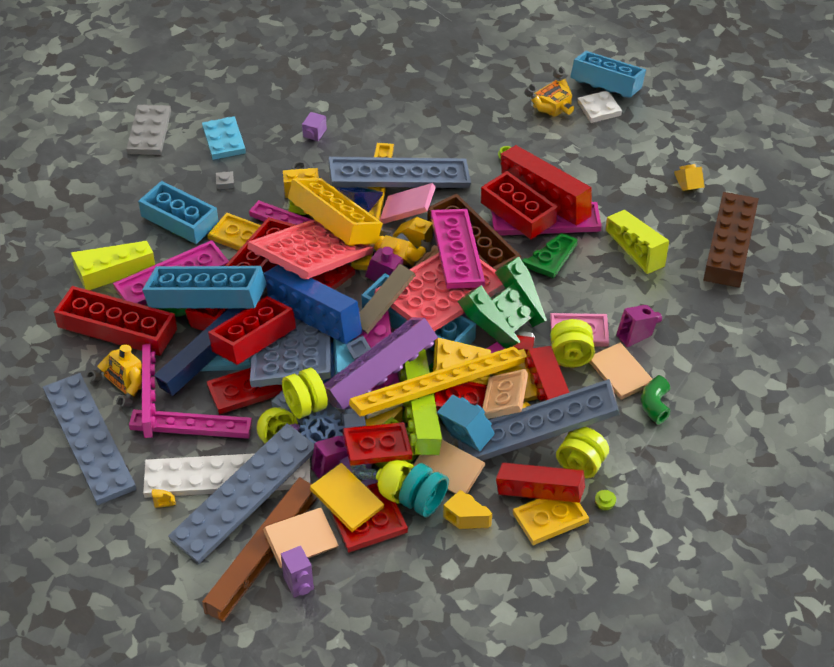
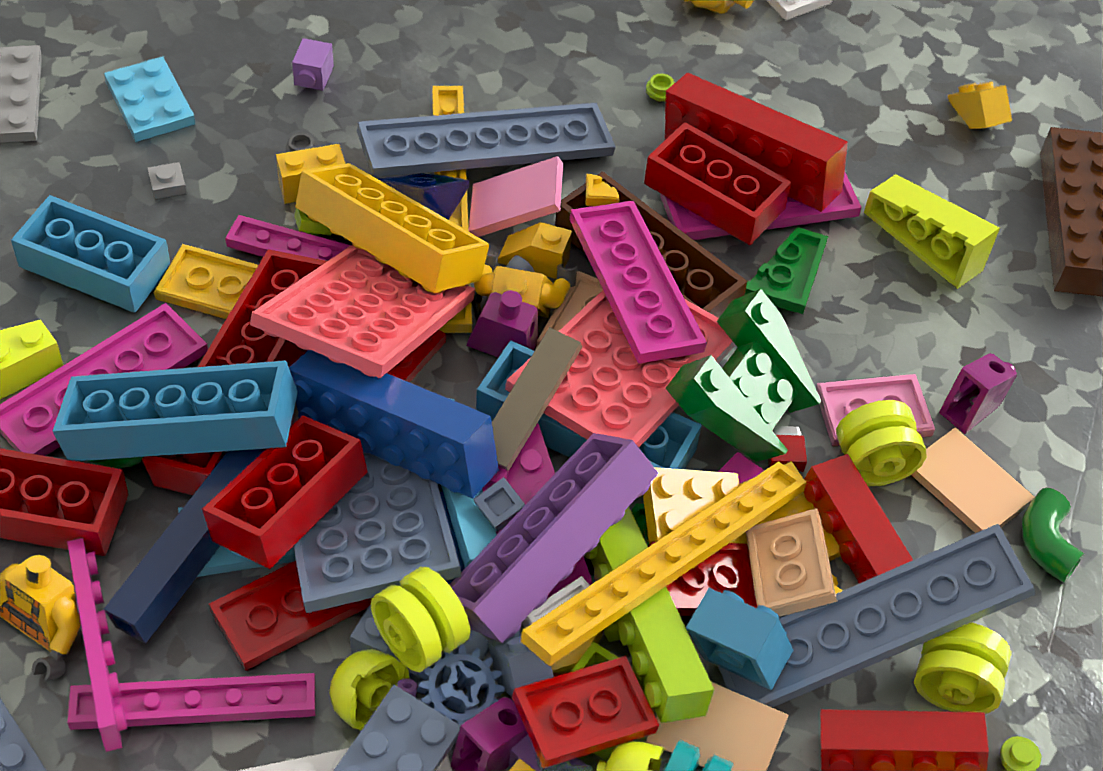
camera: 15 degrees left, 5 degrees up
(450, 202) = (599, 192): none -> yellow tile

